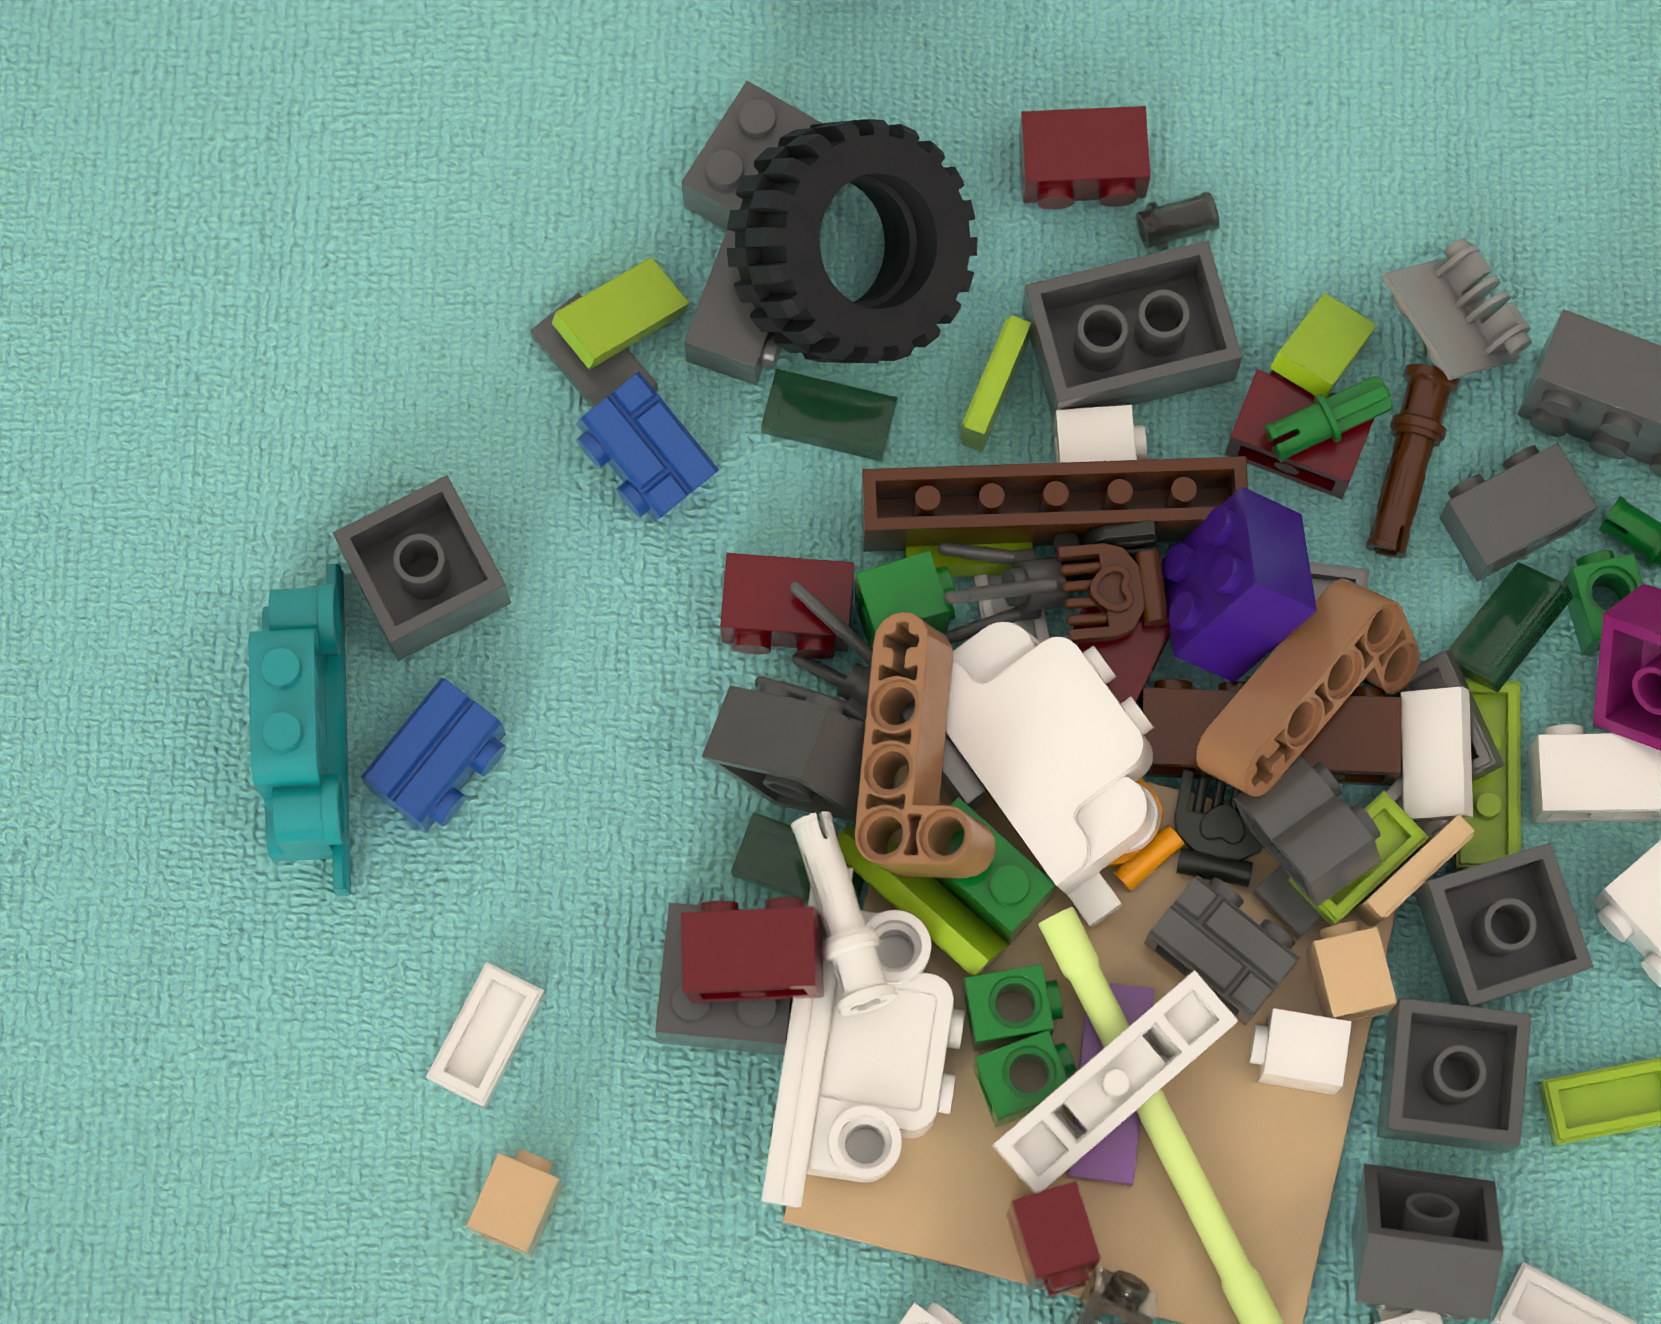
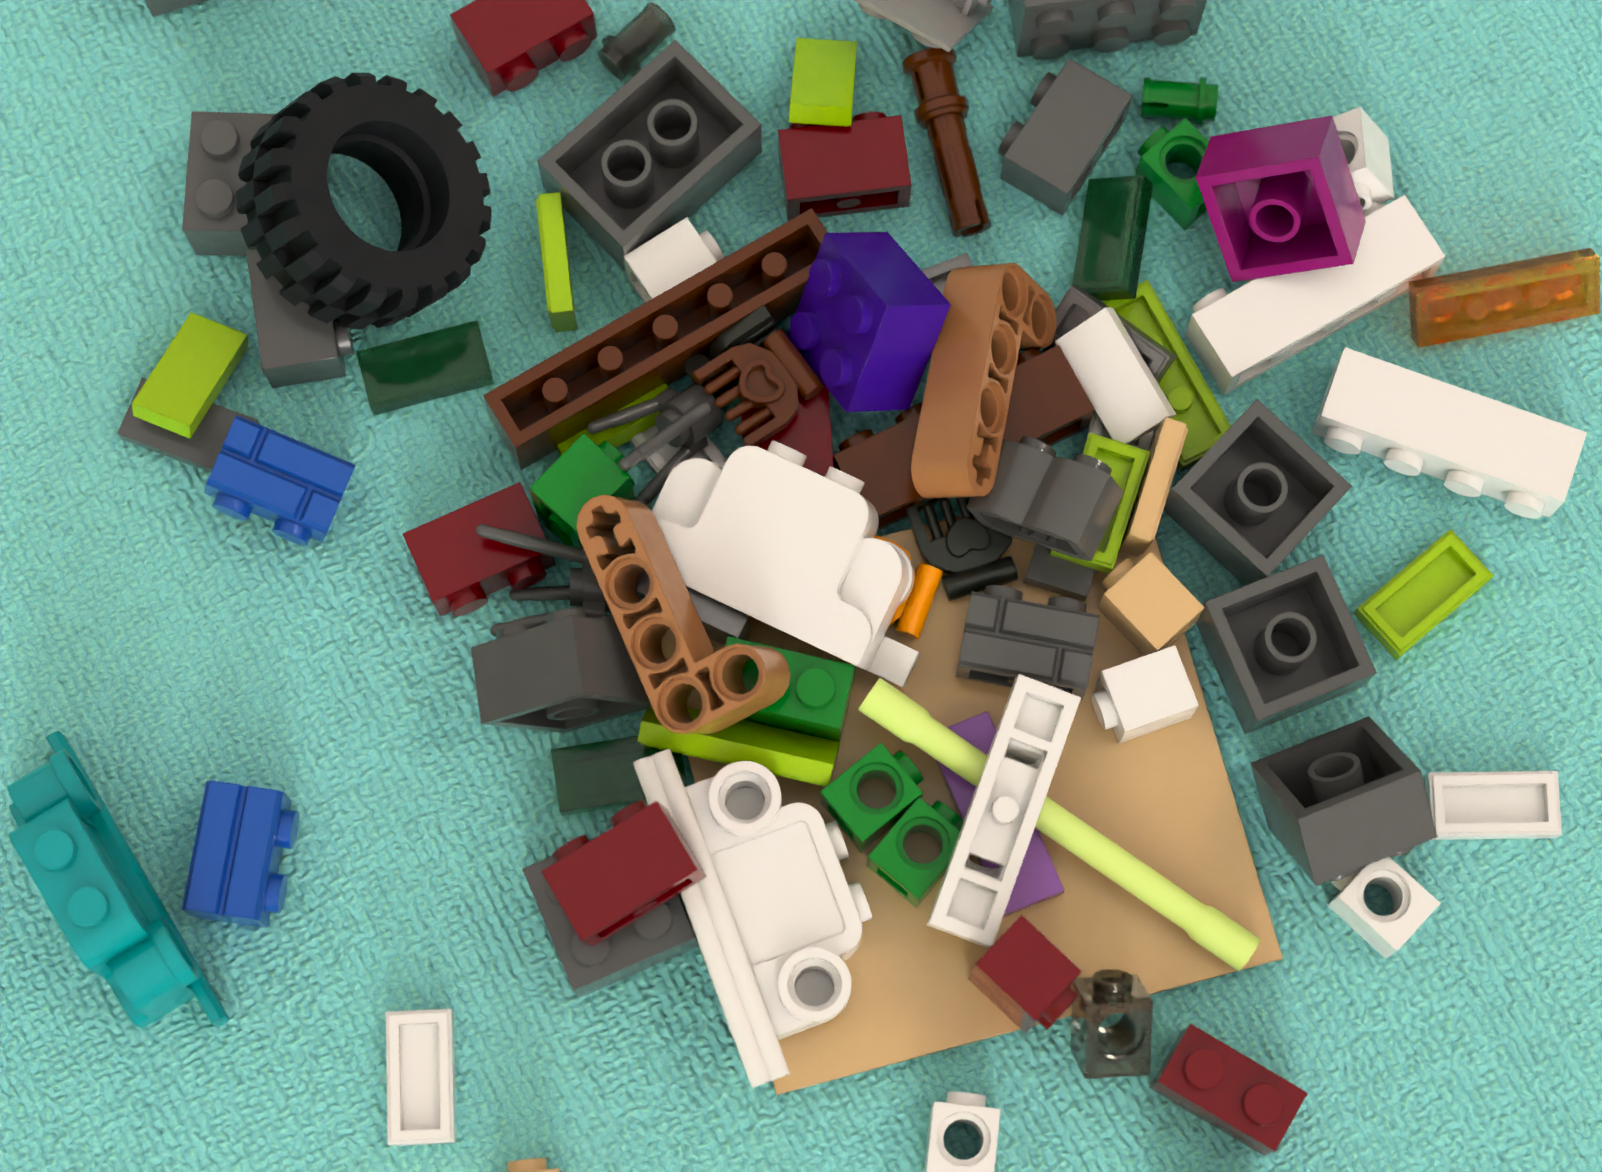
camera: 30 degrees left, 0 degrees up
(422, 567) = (135, 693): dark grey brick -> none
(849, 942) = (704, 815): white pin -> none
(1329, 417) = (864, 136): green axle -> none

